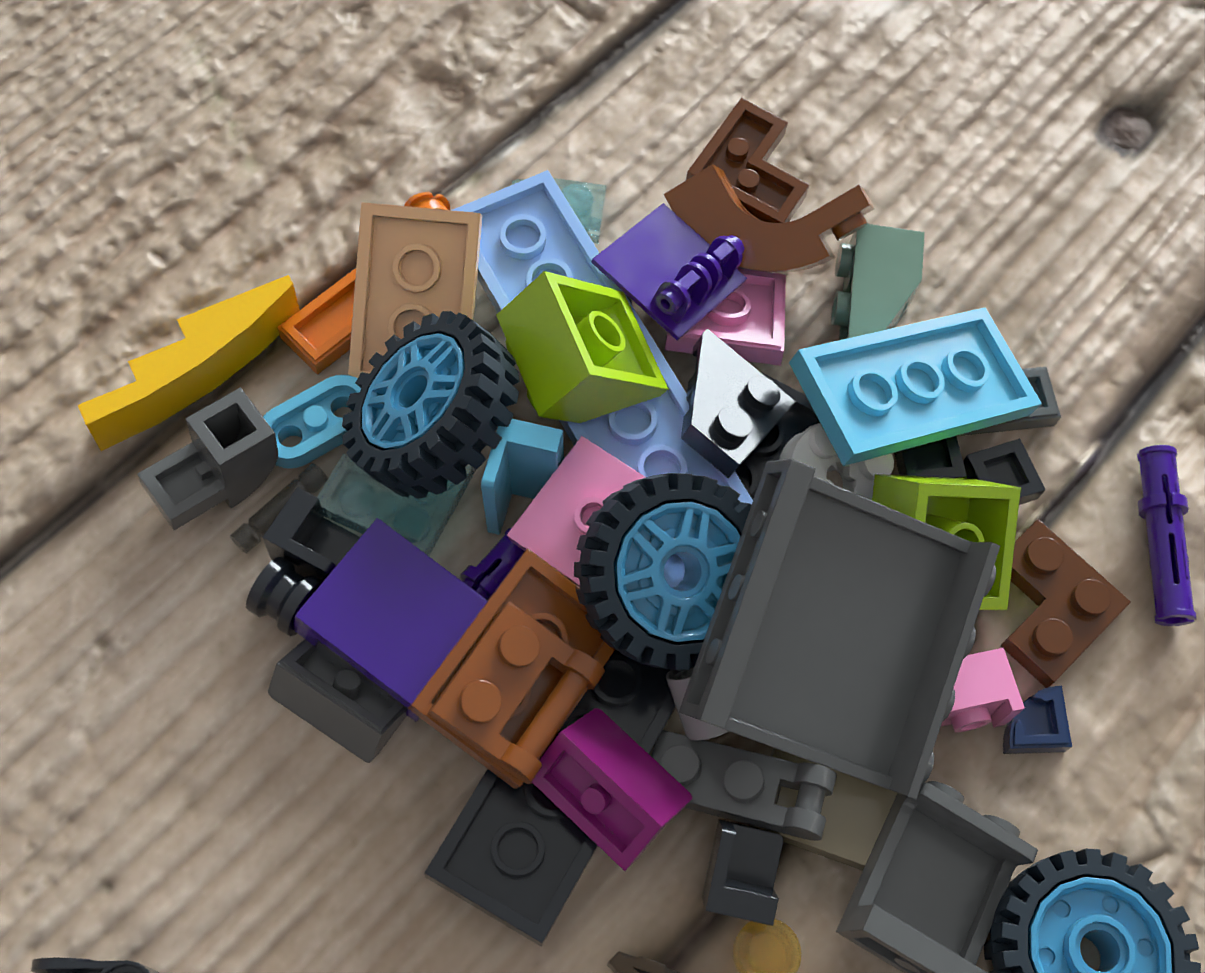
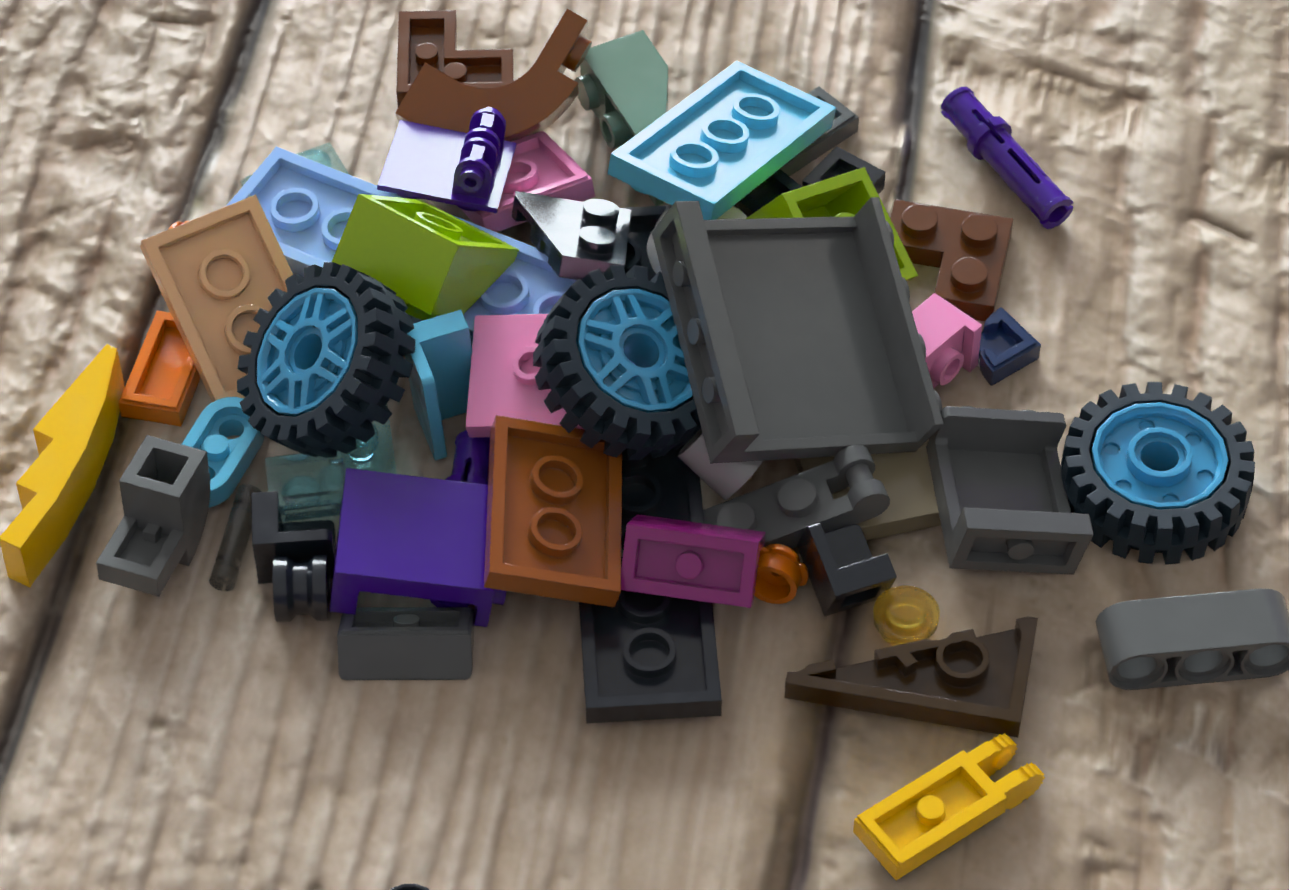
camera: 25 degrees left, 15 degrees down
(497, 680) = (546, 518): dark orange plate -> none
(685, 837) = (779, 574): none -> orange plate

